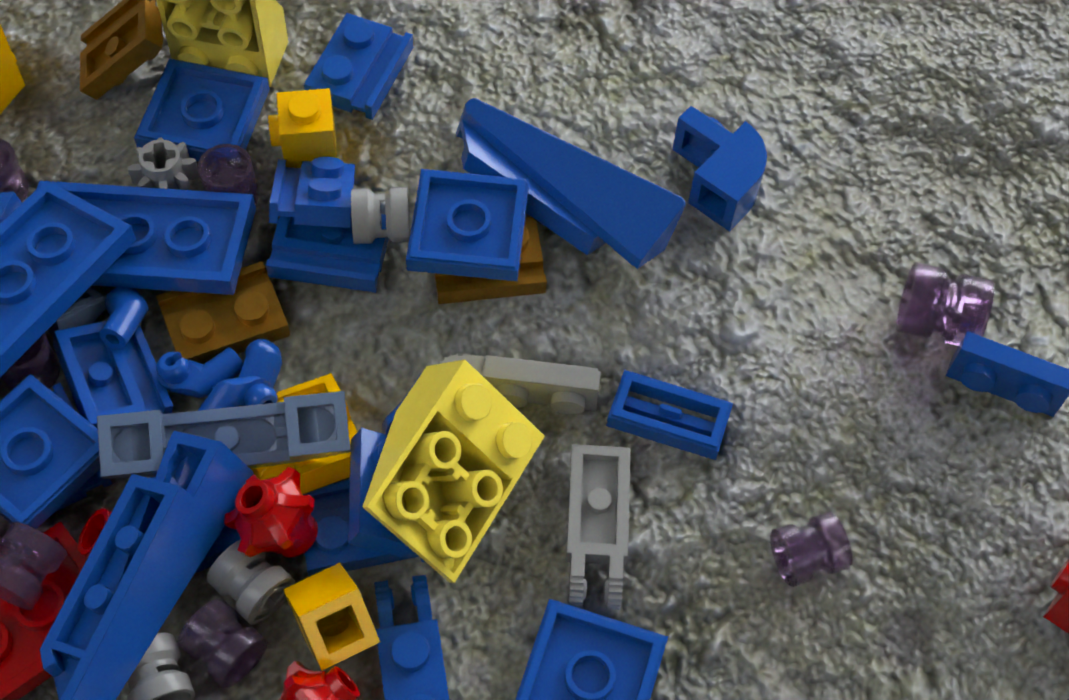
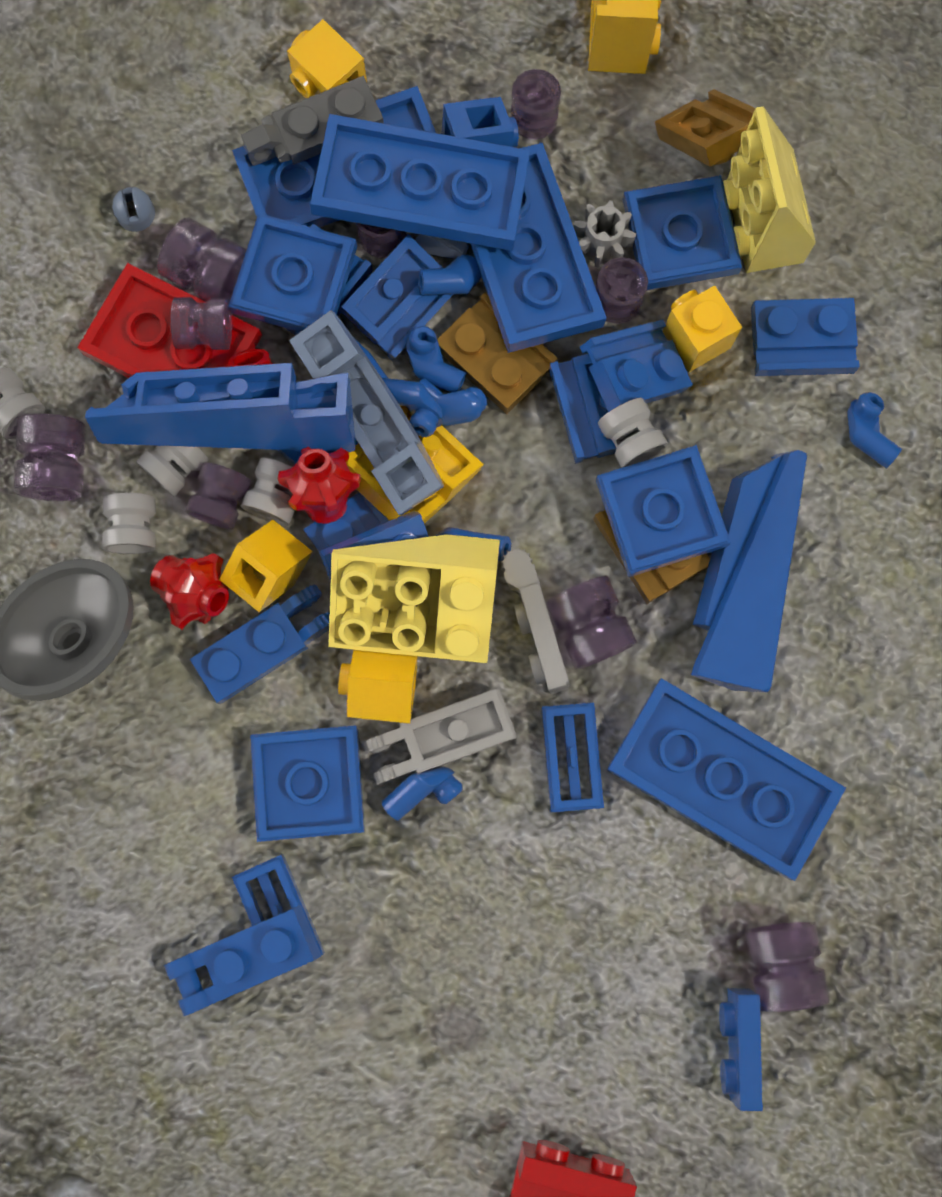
camera: 70 degrees right, 20 degrees up
(471, 56) = (865, 429): none -> blue arm
(519, 552) = (379, 686): none -> yellow brick
(547, 332) = (591, 622): none -> clear purple wheel
(641, 566) = (420, 785): none -> blue arm
(727, 166) = (850, 720): blue brick -> none
(745, 290) = (726, 779): none -> blue plate
(808, 549) = (492, 922): clear purple wheel -> none

